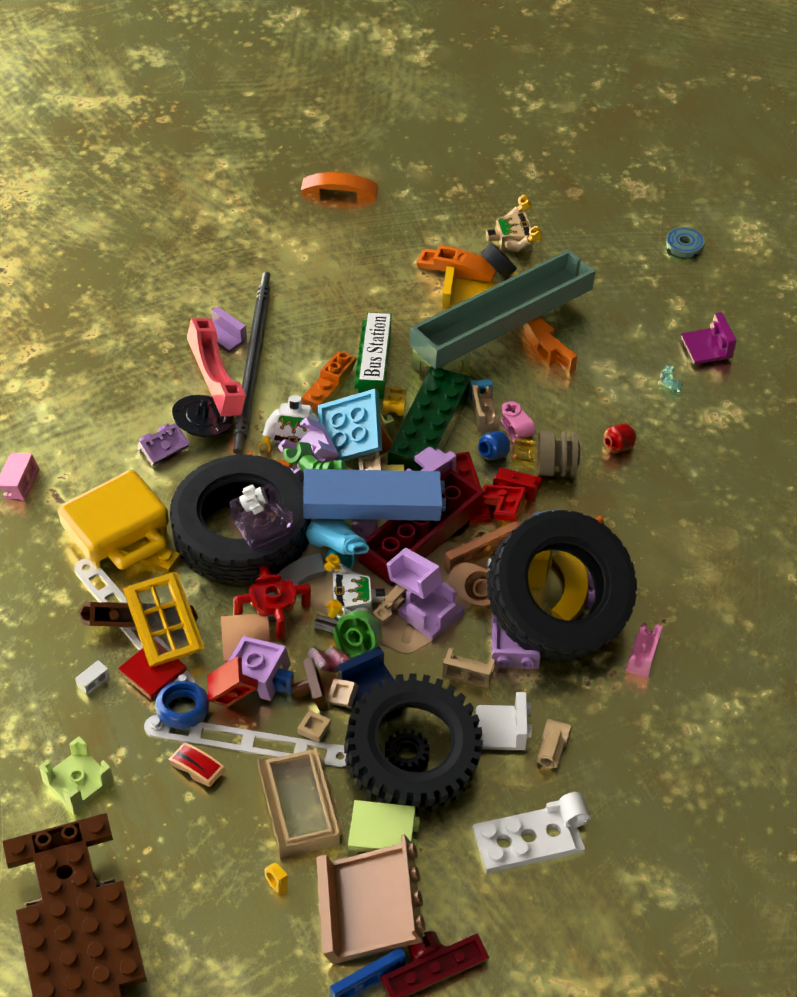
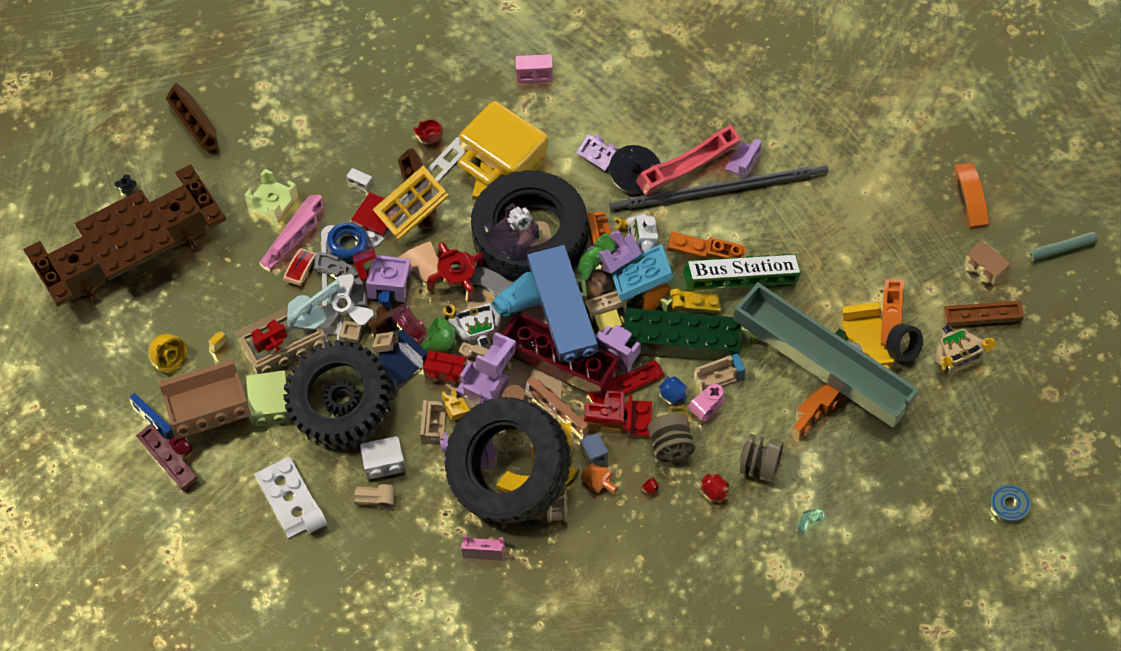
camera: 80 degrees right, 10 degrees up
(58, 591) = (428, 131): none -> red hair
(136, 762) = (294, 231): none -> bright pink wedge
(231, 716) = (336, 267): none -> light grey tile
(257, 713) = (359, 314): none -> white piece
(273, 940) = (167, 352): none -> yellow cylinder
(282, 758) = (305, 312): none -> light aqua piece
(306, 813) = (270, 339): none -> red hips
(400, 638) = (444, 367): none -> red brick
(423, 146) = (1063, 246): none -> sand green piece
(424, 192) = (987, 263): none -> medium nougat brick
(455, 638) = (454, 407): none -> yellow plate
(478, 209) = (983, 313): none -> dark orange plate
(600, 389) = (761, 457): none -> dark tan wheel
(600, 489) = (650, 486): none -> red hinge
(711, 343) = (867, 543): magenta bracket -> none

